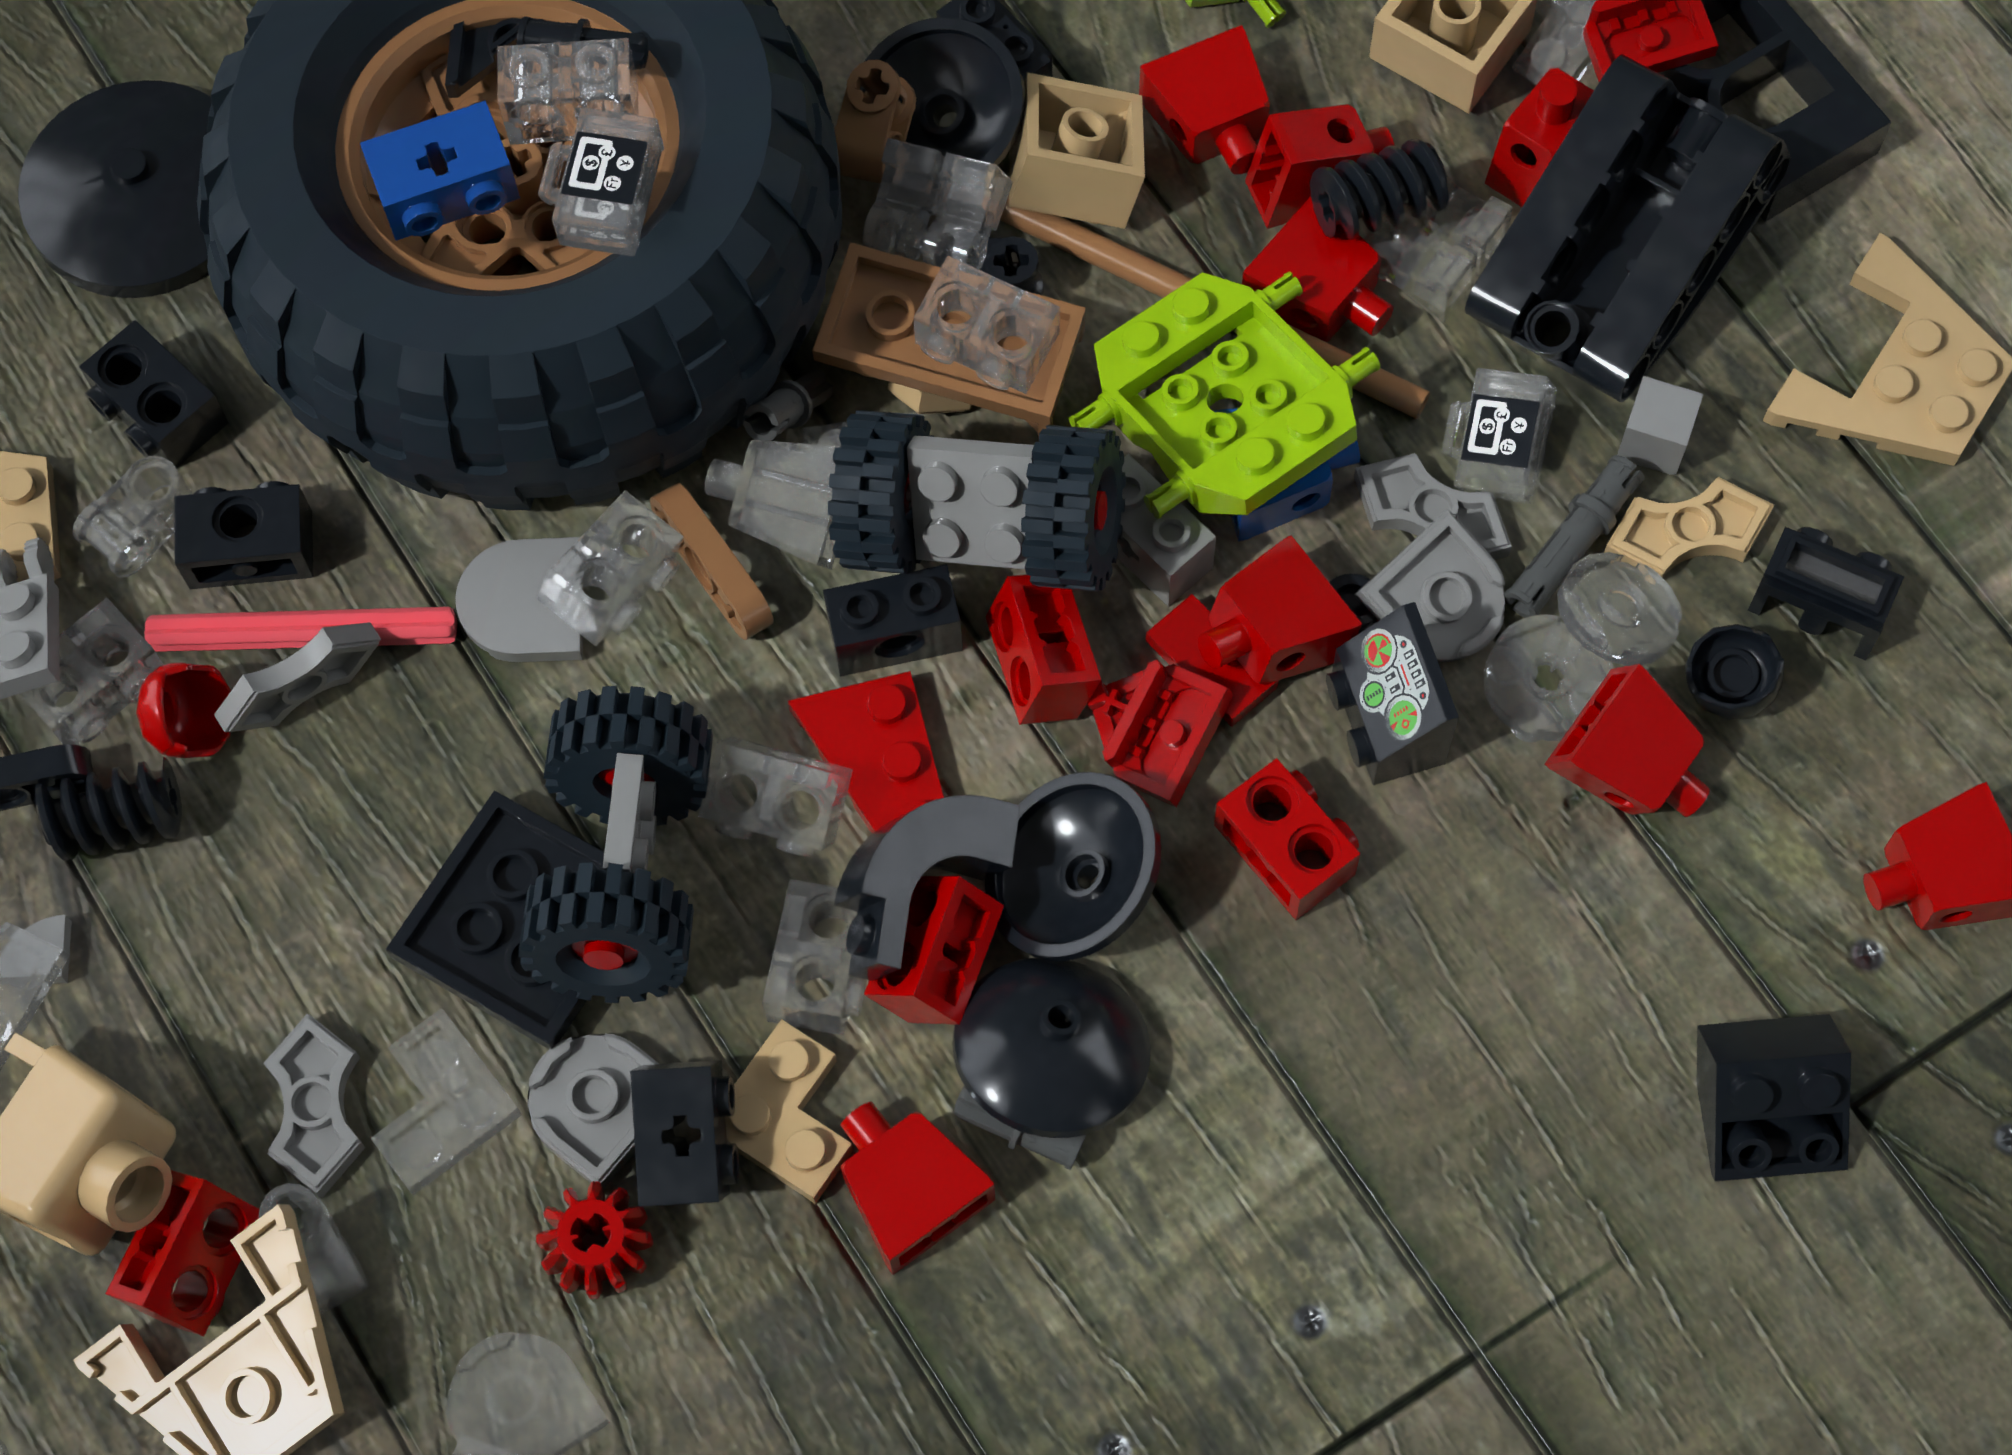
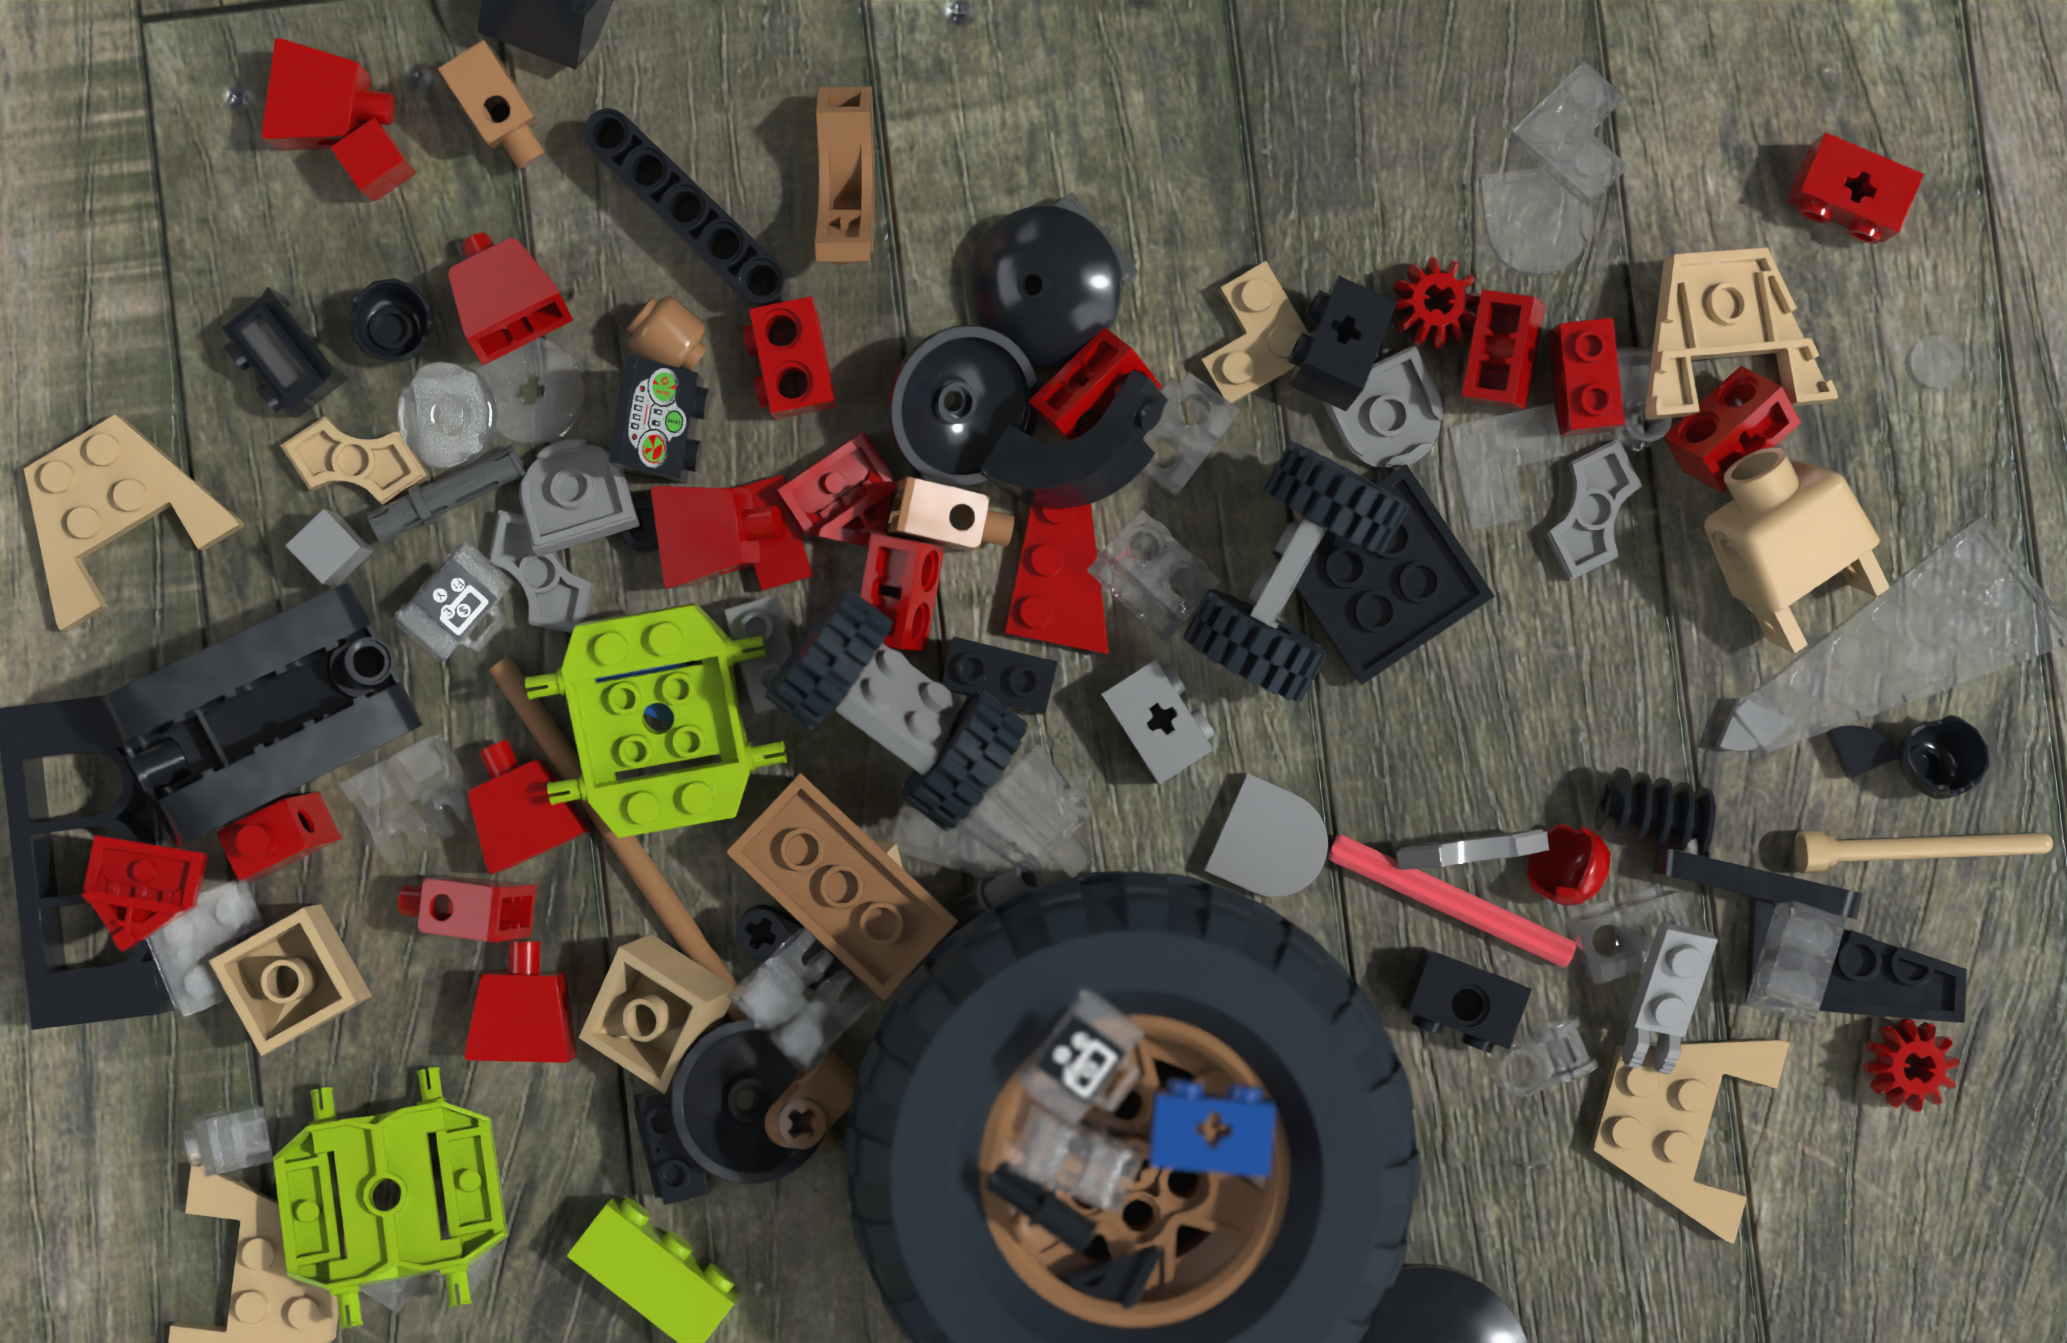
camera: 155 degrees left, 20 degrees up
(159, 390) = (1479, 1166): black brick -> none
(381, 1235) = (1586, 377): none -> red brick
(490, 1215) = (1503, 349): none -> red brick
(602, 562) = (1199, 834): clear brick -> none
(687, 628) = (1160, 752): none -> light grey brick
(713, 562) = (1113, 797): medium nougat beam -> none
(910, 1183) = (1194, 235): red torso -> none
(995, 313) = (805, 870): clear brick -> none
(1032, 742) = (923, 509): none -> torso
(1328, 1050) = (845, 175): none -> medium nougat arch
(1379, 185) = (438, 839): black piece -> none
(1435, 797) = (667, 333): none -> medium nougat head
(1520, 929) = (671, 190): none -> black beam
(1766, 944) = (481, 86): none -> medium nougat torso
(1857, 827) = (373, 160): none -> red piece

